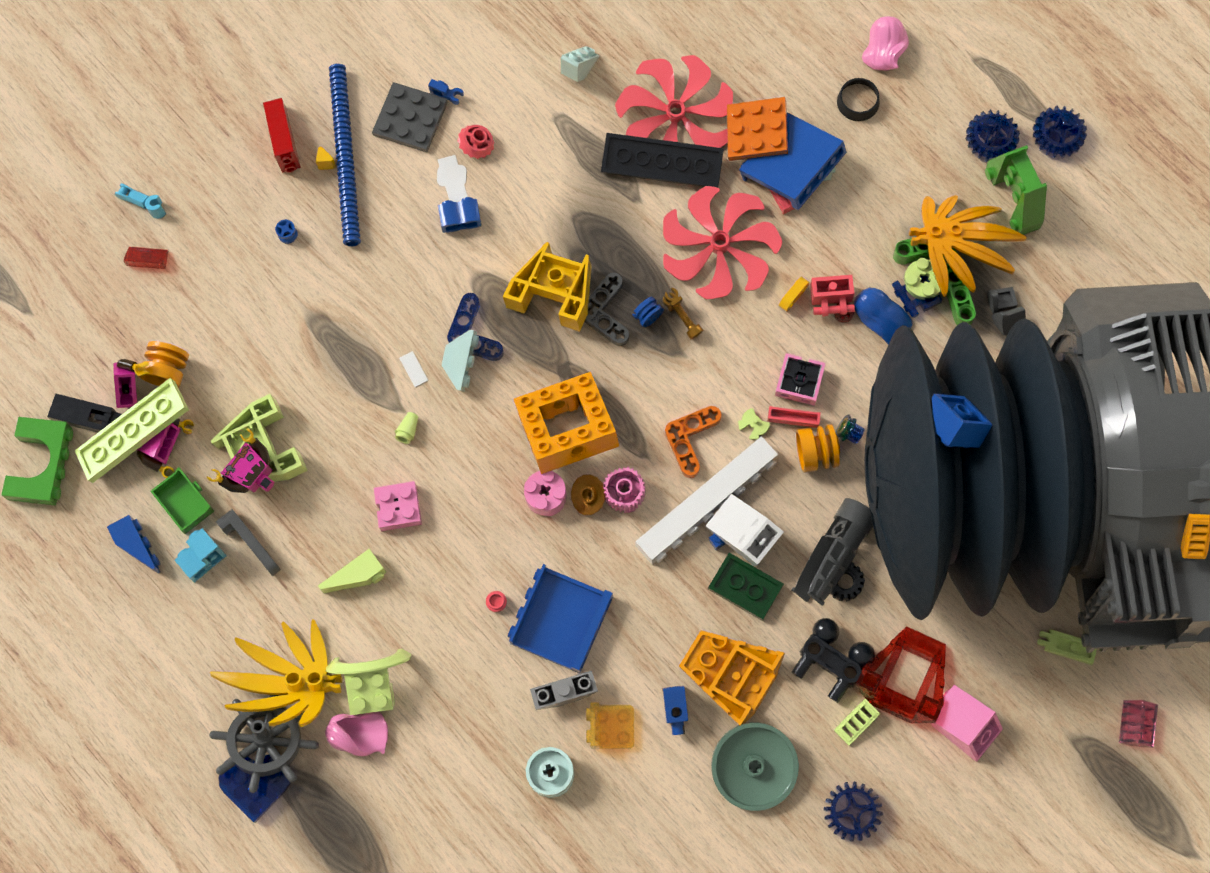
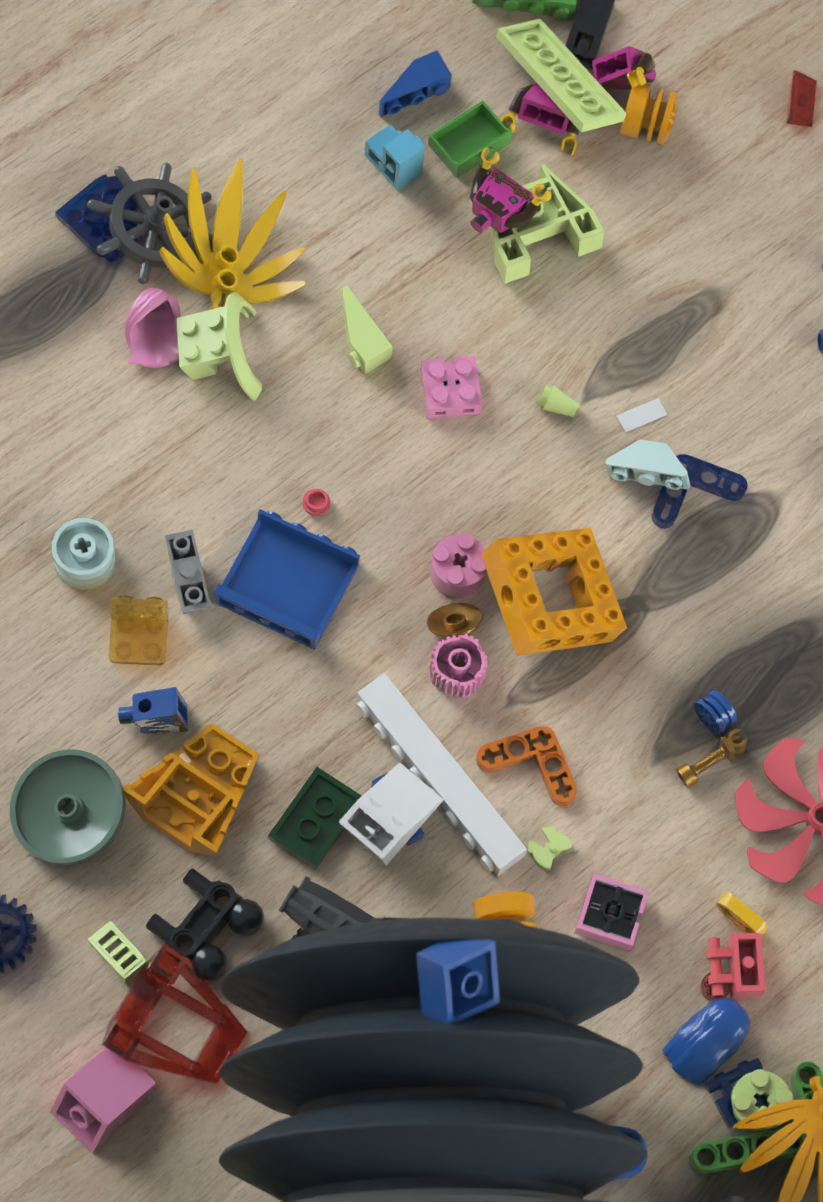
camera: 80 degrees right, 5 degrees down
(232, 522) = (437, 196): dark grey beam -> none
(556, 280) = (761, 592): yellow wedge -> none
(599, 314) = (716, 650): dark grey beam -> none
(793, 417) = (557, 897): coral piece -> none

